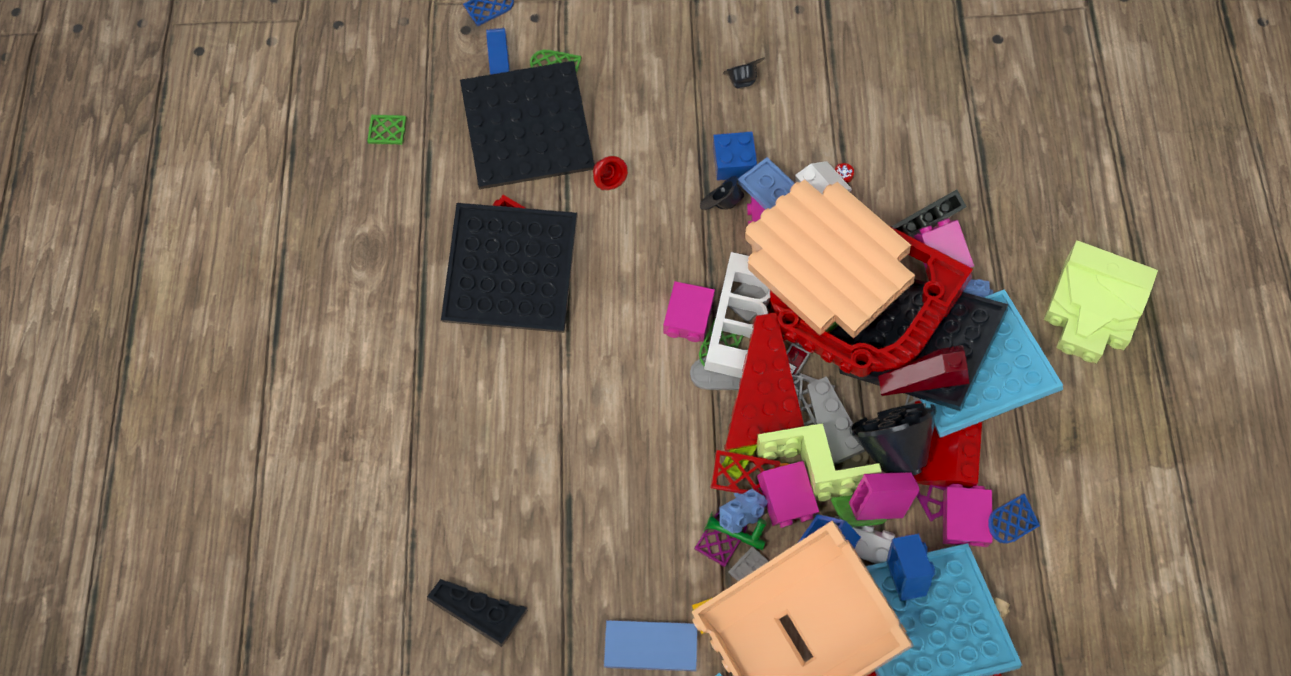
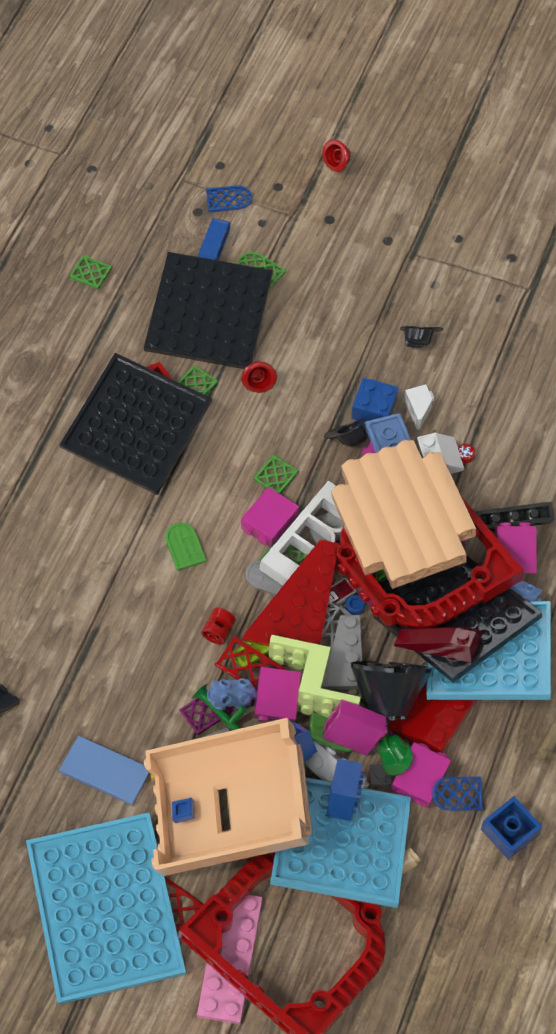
camera: 20 degrees right, 5 degrees down
(551, 192) = (204, 374): none -> bright green window
(616, 375) = (184, 546): none -> bright green window
(668, 280) = (284, 464): none -> bright green window
(693, 444) = (218, 626): none -> red wheel
(756, 657) = (183, 810): none -> blue tile
(776, 141) = (419, 404): none -> white slope
(814, 367) = (355, 605): none -> blue tile
(926, 531) = (378, 776): none -> dark grey plate
(935, 507) = (395, 754): none -> green piece
(1081, 534) = (511, 828): none -> blue brick

